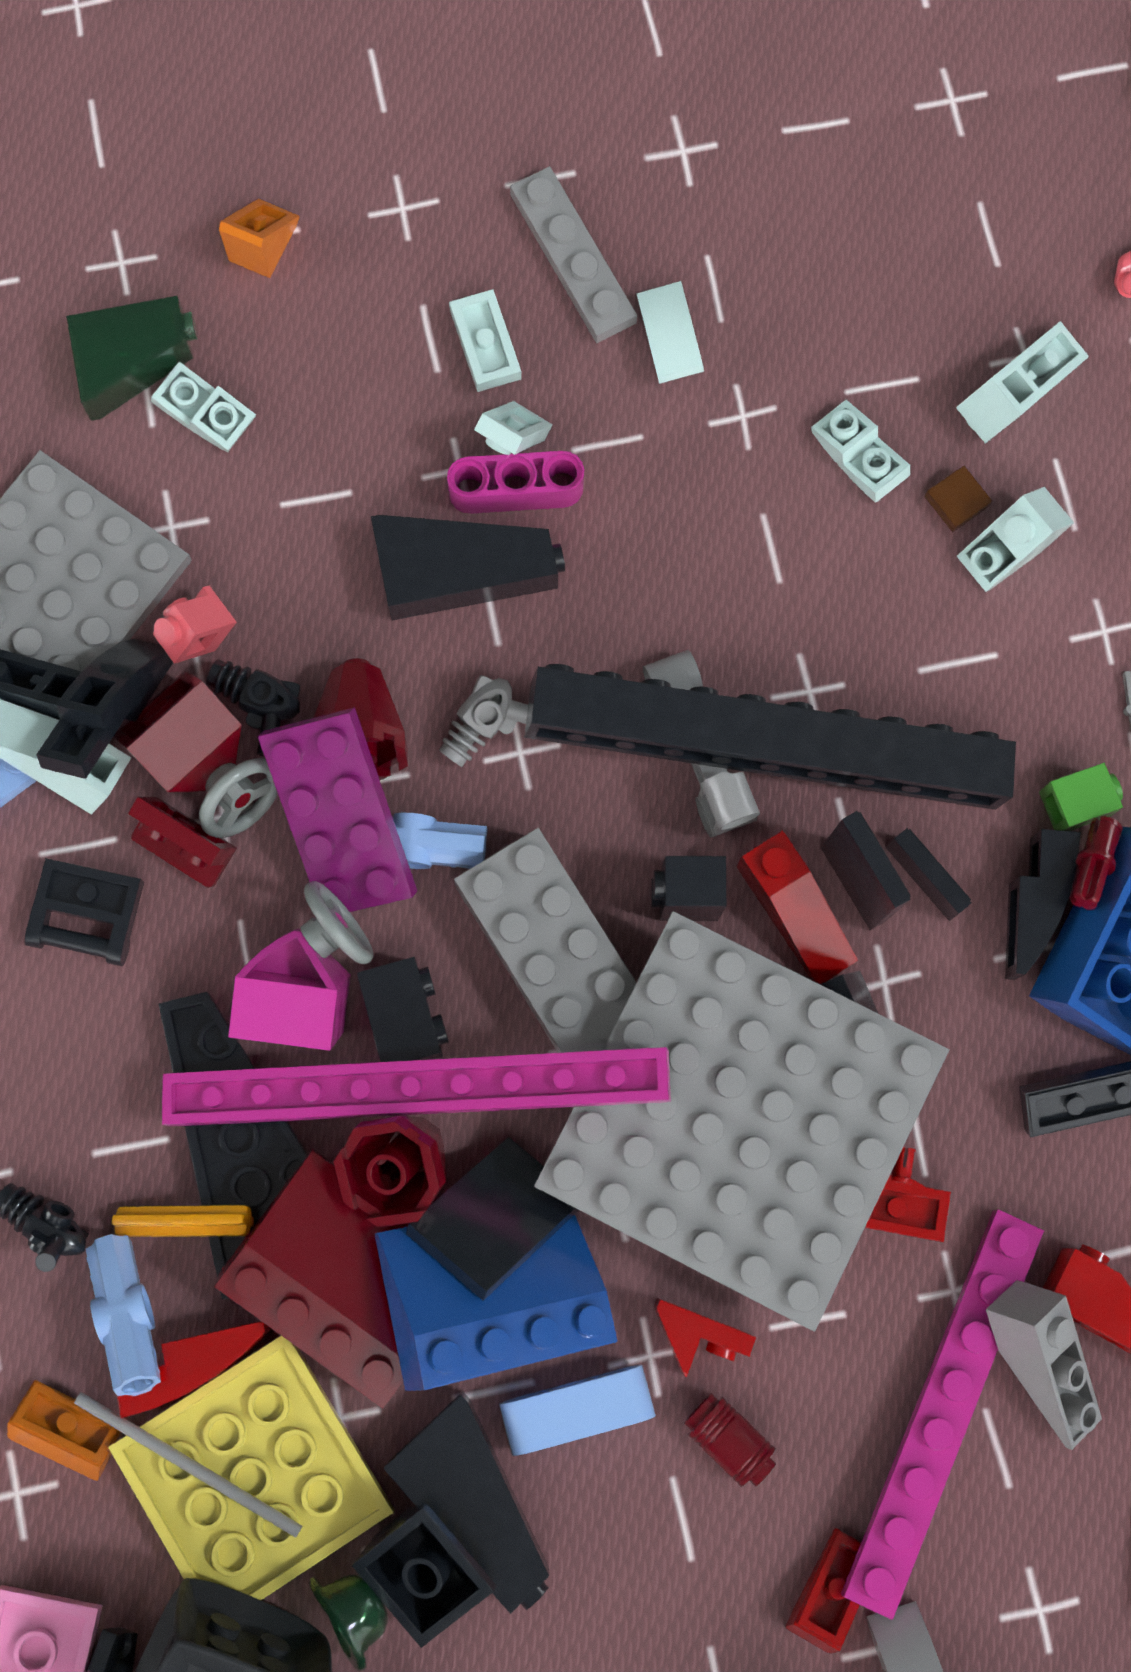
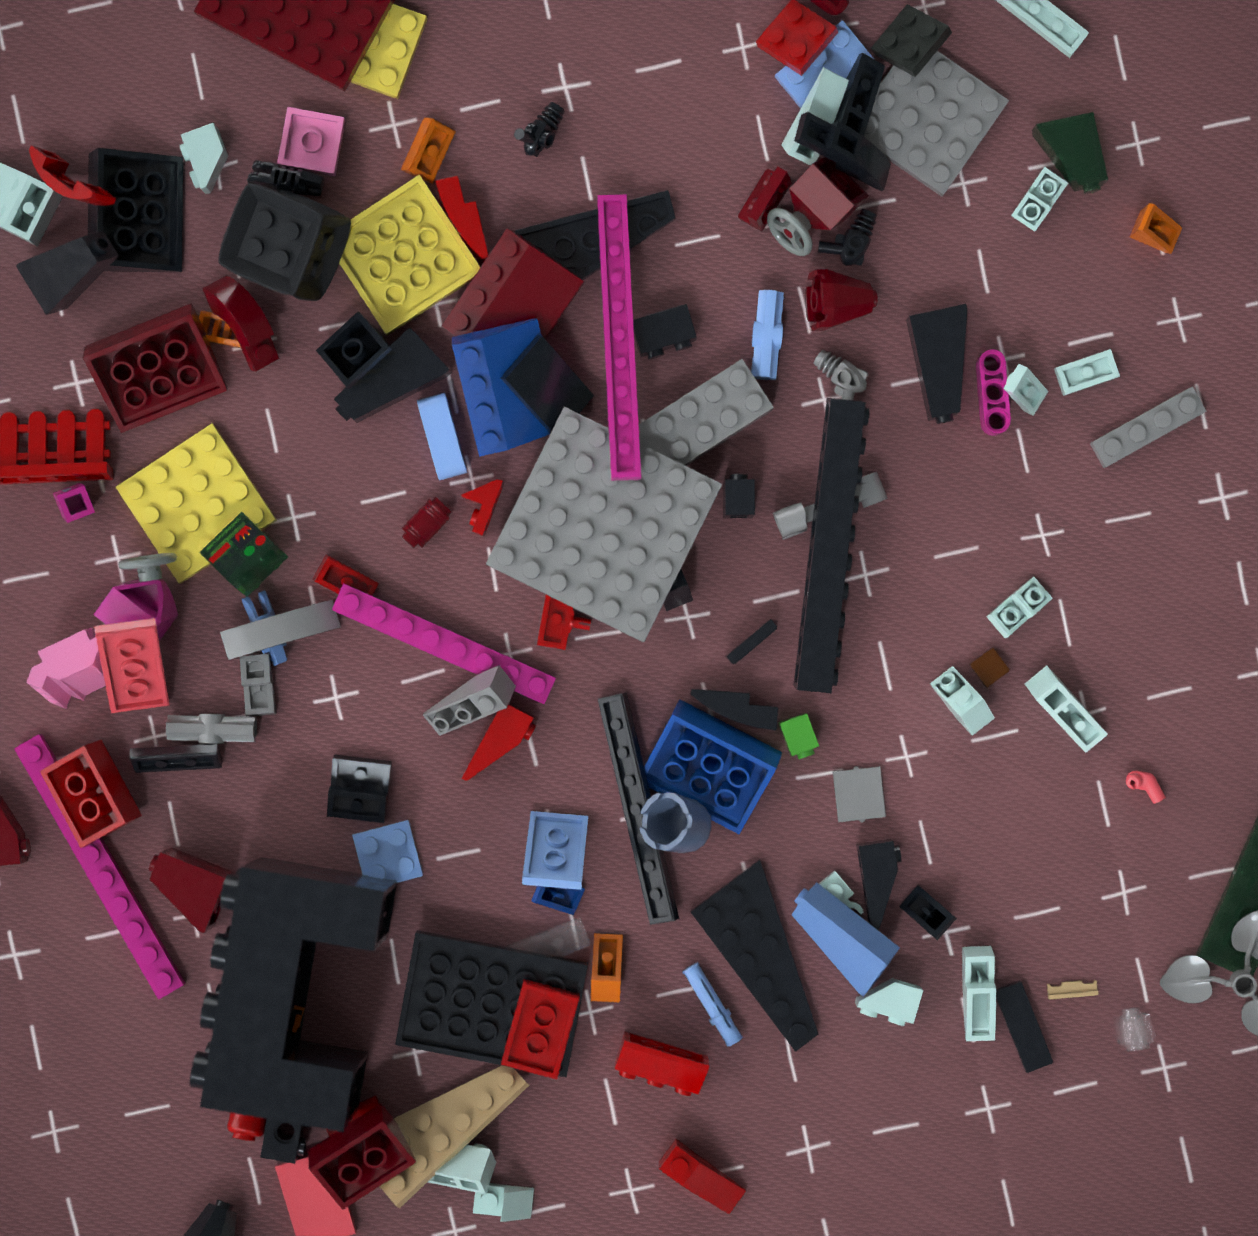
camera: 95 degrees right, 10 degrees up
(85, 895) = (731, 147): black plate -> none
(122, 1315) = (491, 178): light blue piece -> none
(183, 1221) = (543, 210): light orange axle -> none
(188, 1464) = (409, 221): light grey axle -> none
(193, 626) = (896, 199): coral brick -> none
(294, 985) = (677, 268): dark pink piece -> none
(338, 809) = (779, 289): magenta plate -> none
(354, 1614) = (333, 313): clear green hat -> none
(392, 1169) = (573, 327): dark red cone -> none
(670, 332) = (1094, 487): light aqua slope -> none
(797, 907) = (729, 564): red slope -> none
(865, 870) = (749, 598): black tile -> none
(1096, 861) = (757, 736): dark red axle -> none

